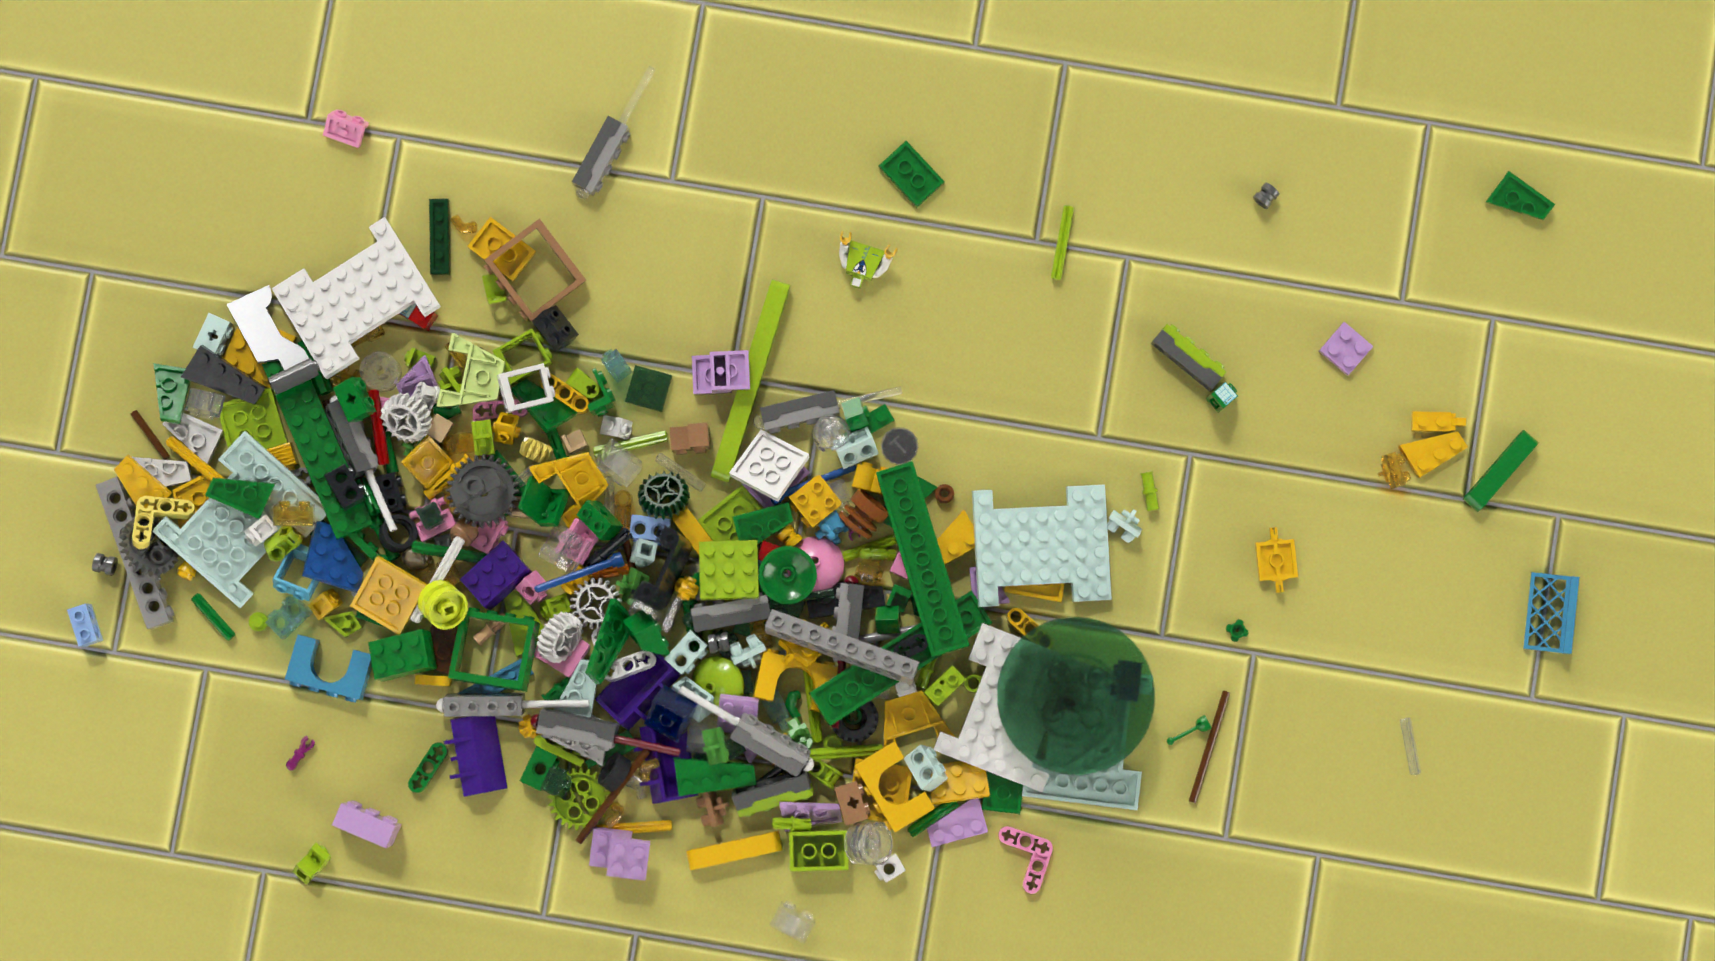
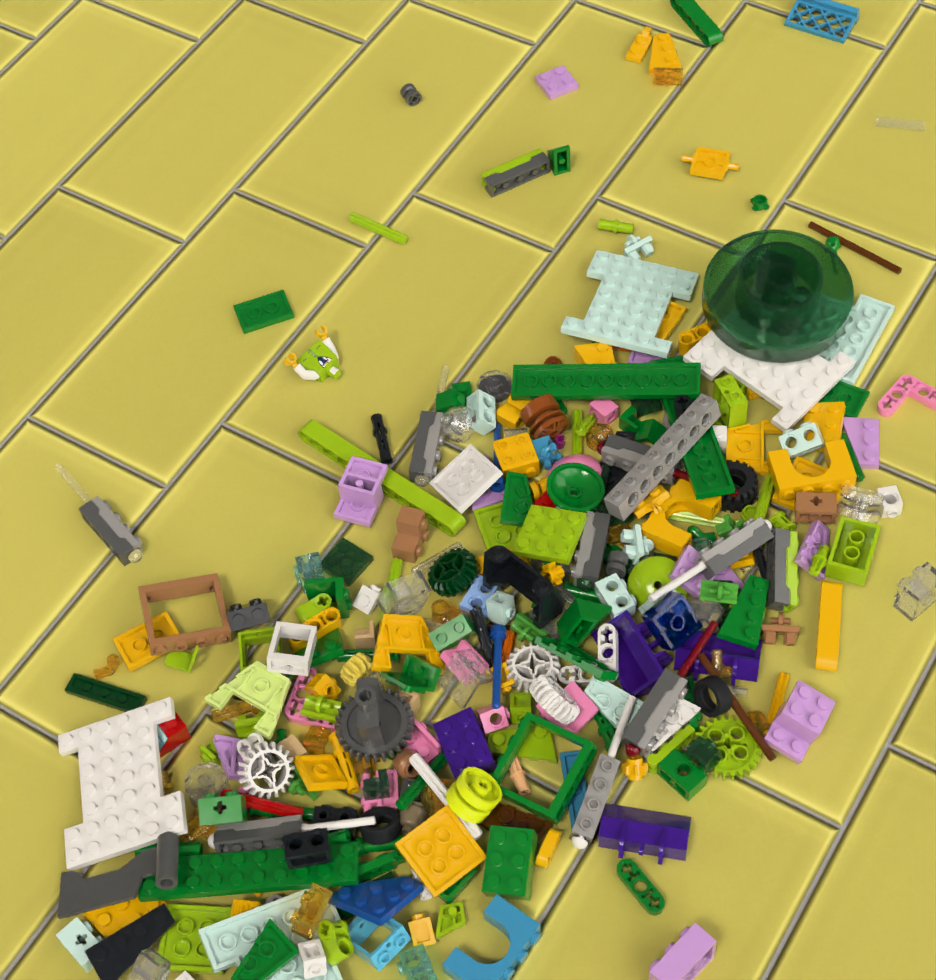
camera: 60 degrees left, 30 degrees down
(813, 350) = (377, 421): none -> black pin

